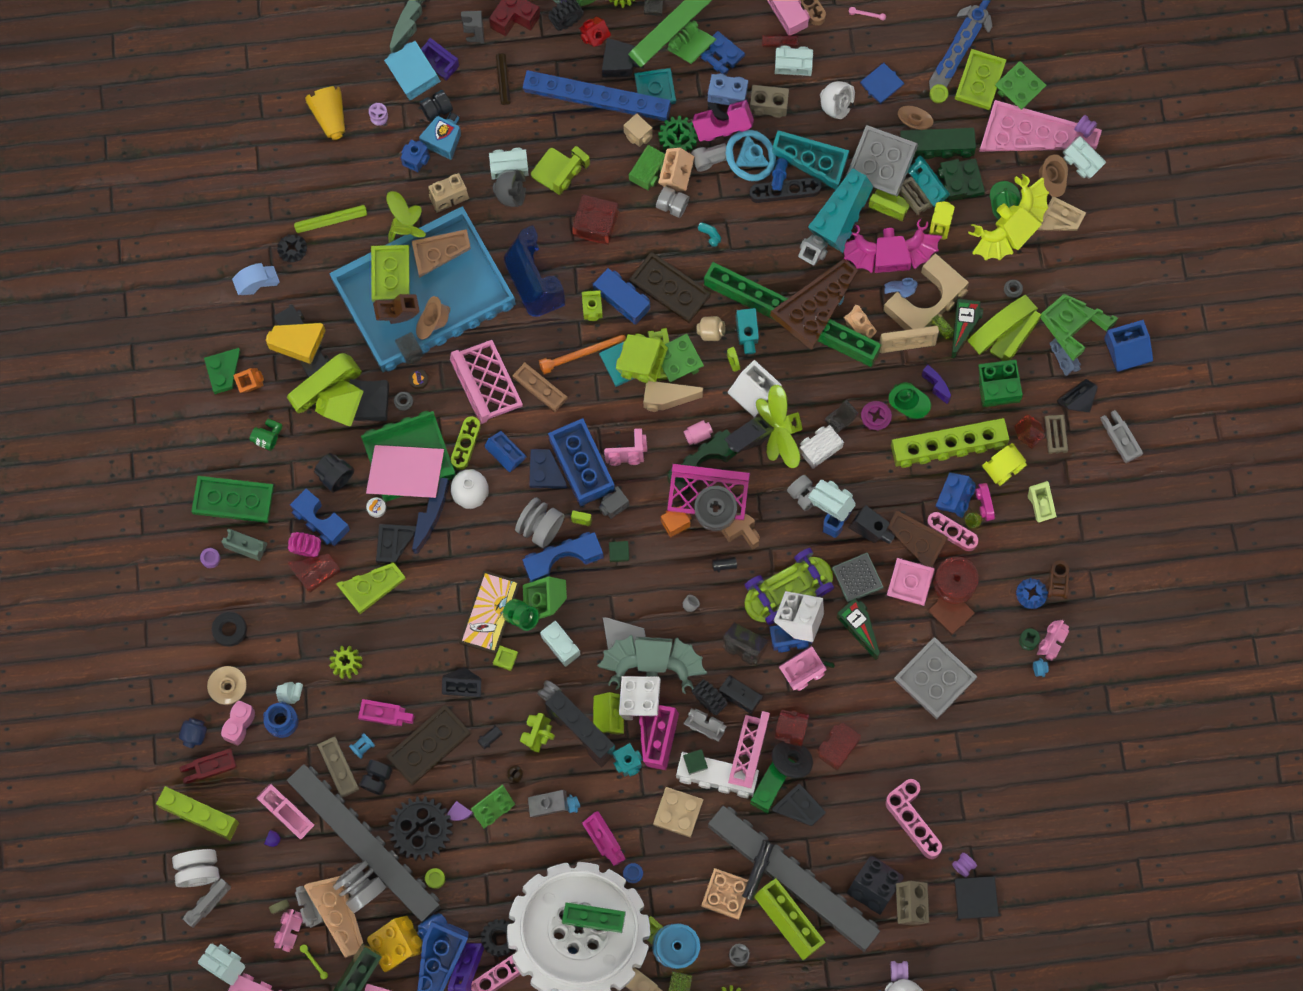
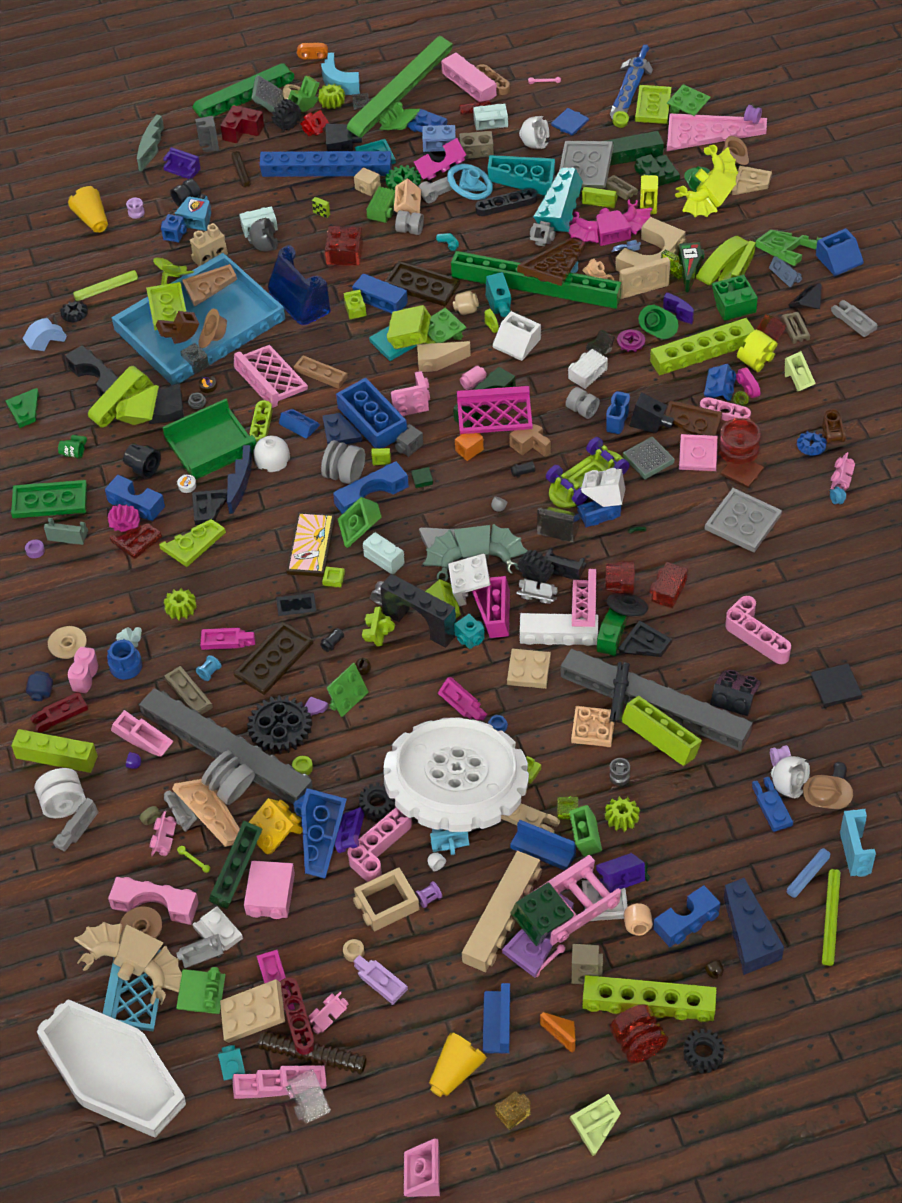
camera: 10 degrees left, 20 degrees down
(221, 963) = (99, 871): light aqua brick -> none
(224, 618) = (62, 609): black tyre -> none
(249, 380) = (50, 406): orange brick -> none
(297, 340) = (89, 365): yellow slope -> none
(378, 771) = (227, 689): black wheel -> none
(405, 471) = (208, 447): bright pink sticker -> none
(412, 70) = (160, 172): medium azure panel -> none
(521, 614) = (341, 534): green wheel -> none
(547, 364) = (324, 353): orange piece -> none
(548, 803) = (400, 680): flat silver plate -> none
(556, 170) = (302, 220): lime bracket -> none
(573, 804) = (423, 679): dark azure plate -> none
(593, 917) = (469, 749): green plate -> none
(684, 954) = (555, 772): dark azure wheel -> none
(695, 762) = (535, 617): dark green tile -> none
(713, 497) = (504, 416): dark grey wheel -> none
(749, 435) = (521, 365): black slope -> none
(779, 174) = (498, 189): blue axle -> none
(780, 440) = (541, 350): lime piece -> none
(803, 668) = (617, 530): bright pink bracket -> none
(832, 500) = (609, 393): light aqua brick -> none
(857, 622) = (659, 490): dark green slope -> none
(912, 903) = (776, 696): dark tan brick -> none
(915, 117) = (603, 136): medium nougat dish -> none
(928, 181) = (627, 173): teal plate -> none
(964, 865) = (816, 658): medium lavender wheel -> none
(1017, 285) = (725, 233): dark grey plate -> none
(1028, 643) = (820, 476): dark green wheel -> none
(1083, 157) = (757, 136): light aqua brick -> none

